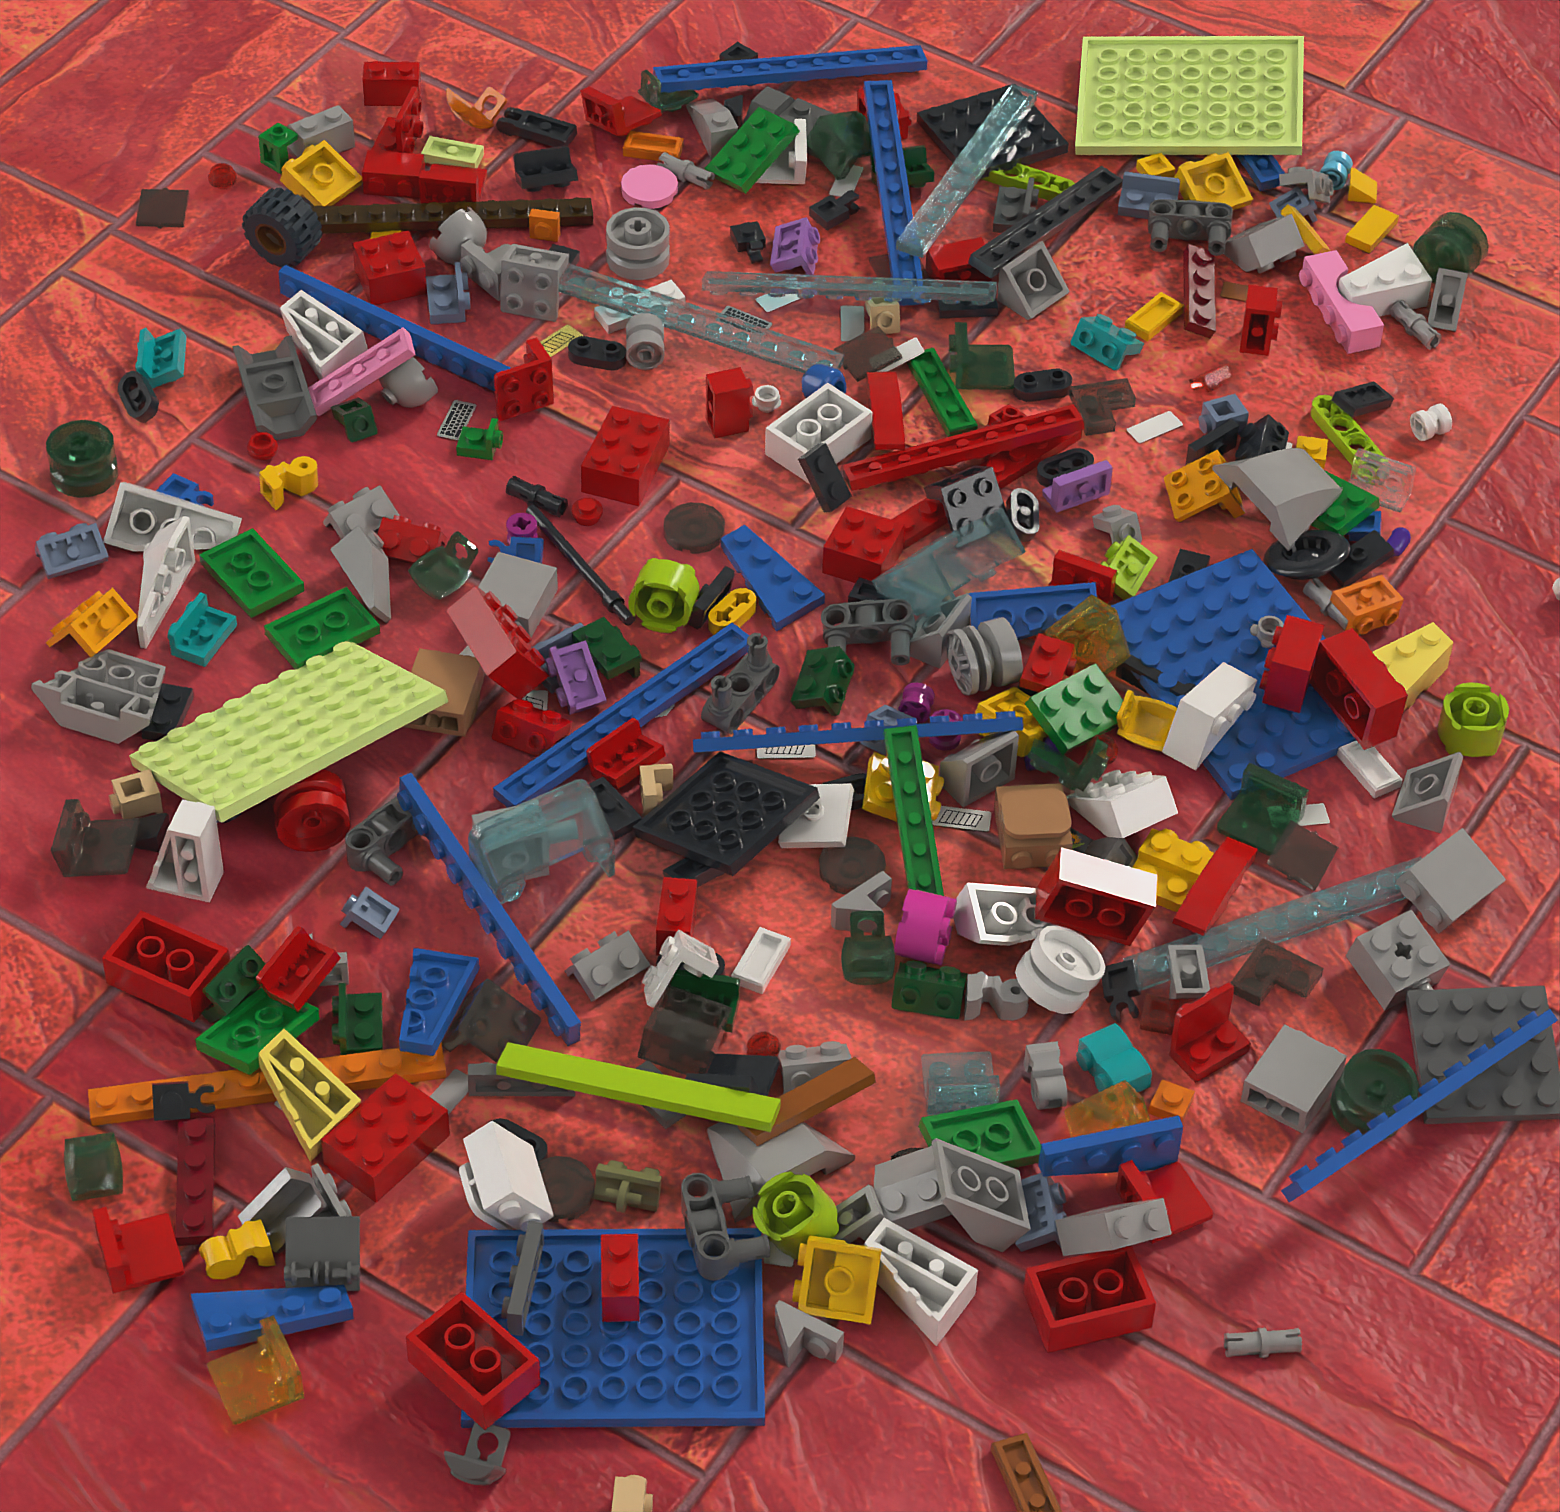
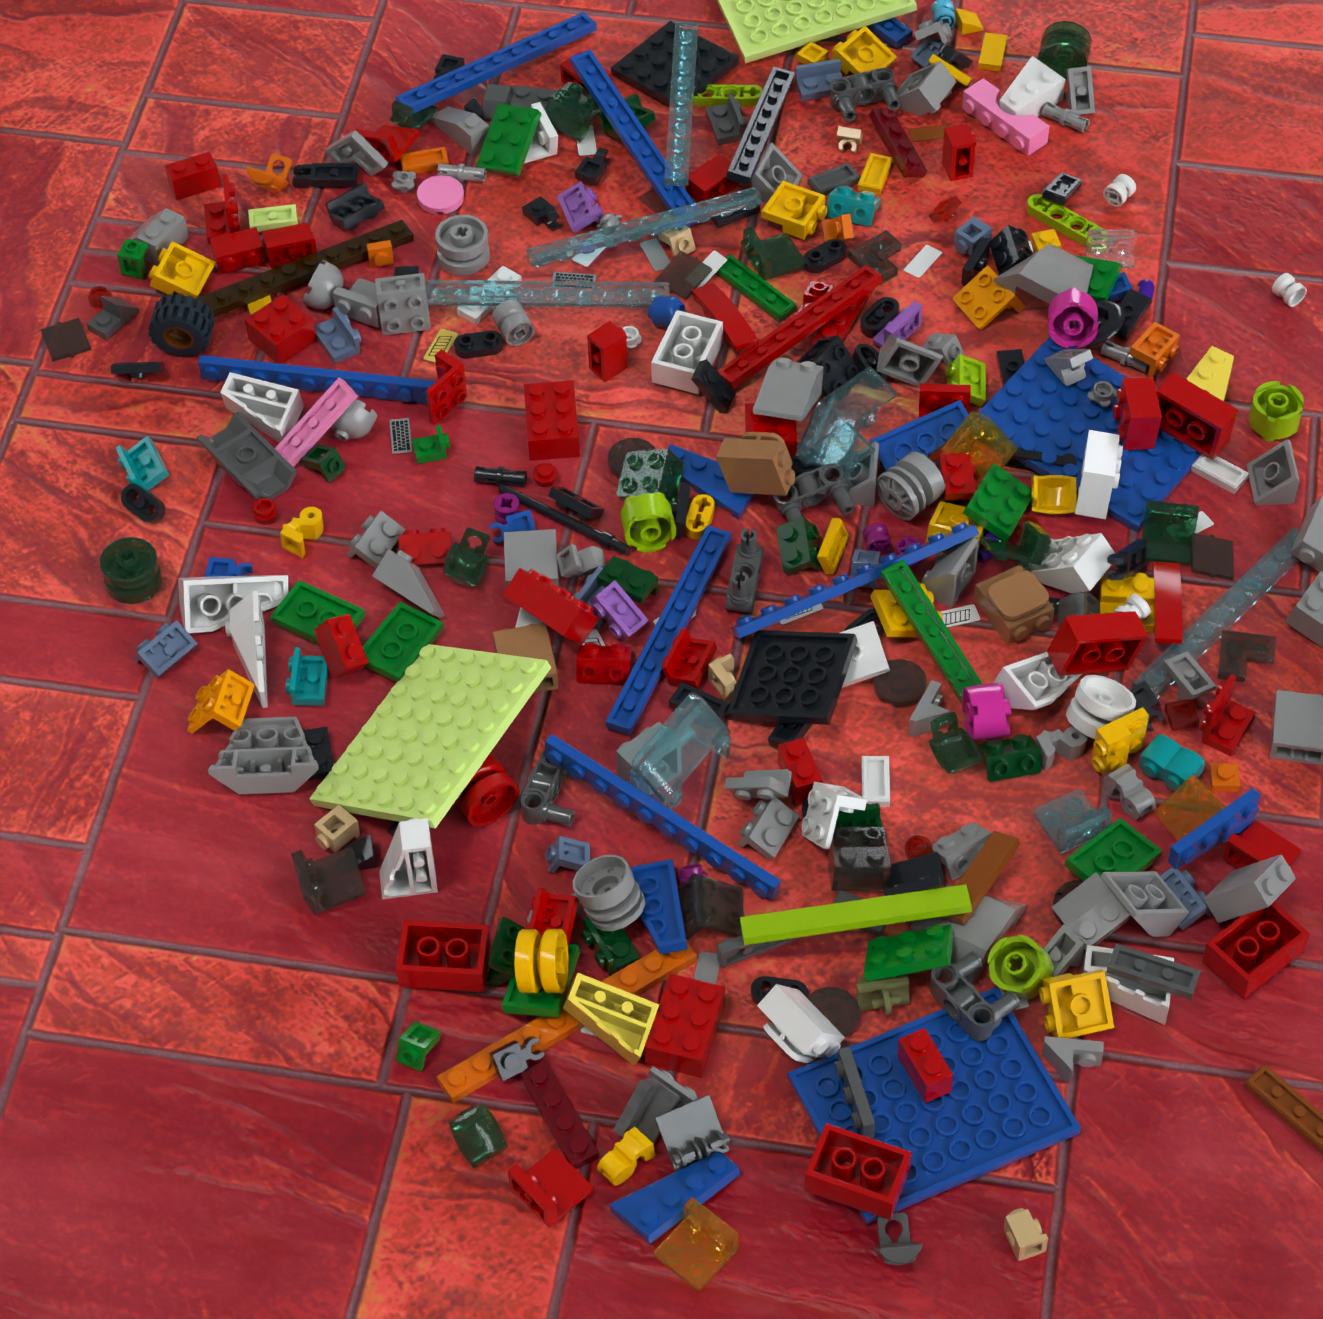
camera: 20 degrees left, 5 degrees up
(85, 1046) = (415, 1045): none -> green bracket
(216, 260) = (137, 369): none -> black plate
(227, 199) = (114, 315): none -> dark grey slope
(250, 608) = (340, 646): none -> red brick
(254, 1002) = (541, 961): none -> yellow wheel
(377, 962) = (609, 892): none -> light grey wheel
(497, 978) = (687, 871): none -> magenta plate
(564, 613) = (580, 562): none -> light grey leg
(577, 106) = (356, 148): none -> light grey plate
(597, 546) = (567, 499): none -> black plate
(617, 160) = (403, 181): none -> light grey plate
(619, 913) = (760, 784): none -> light grey bracket
(677, 1151) = (908, 952): none -> green plate
(703, 545) = (650, 473): none -> clear green bracket
(813, 570) = (756, 464): none -> medium nougat brick
(816, 268) = (609, 220): none -> light grey plate
(861, 692) = (833, 546): none -> yellow tile
(901, 505) = (789, 389): none -> light grey slope
(939, 1273) = (1153, 971): none -> dark grey plate
(1034, 323) = (795, 209): none -> yellow plate
(1061, 522) = (907, 361): none -> light grey slope
(1061, 1012) = (1117, 740): none -> yellow plate
(1069, 358) = (837, 228): none -> orange bracket
(1114, 306) = (829, 180): none -> dark grey tile
(1144, 266) = (849, 136): none -> tan tile
(1167, 877) = (1135, 603): none -> white wheel
(1191, 821) = (1128, 560): none -> black hinge
(1246, 588) = (1069, 364): none -> light grey slope
(1276, 536) = (1073, 318): none -> dark pink brick
(1323, 222) = (954, 57): none -> black plate

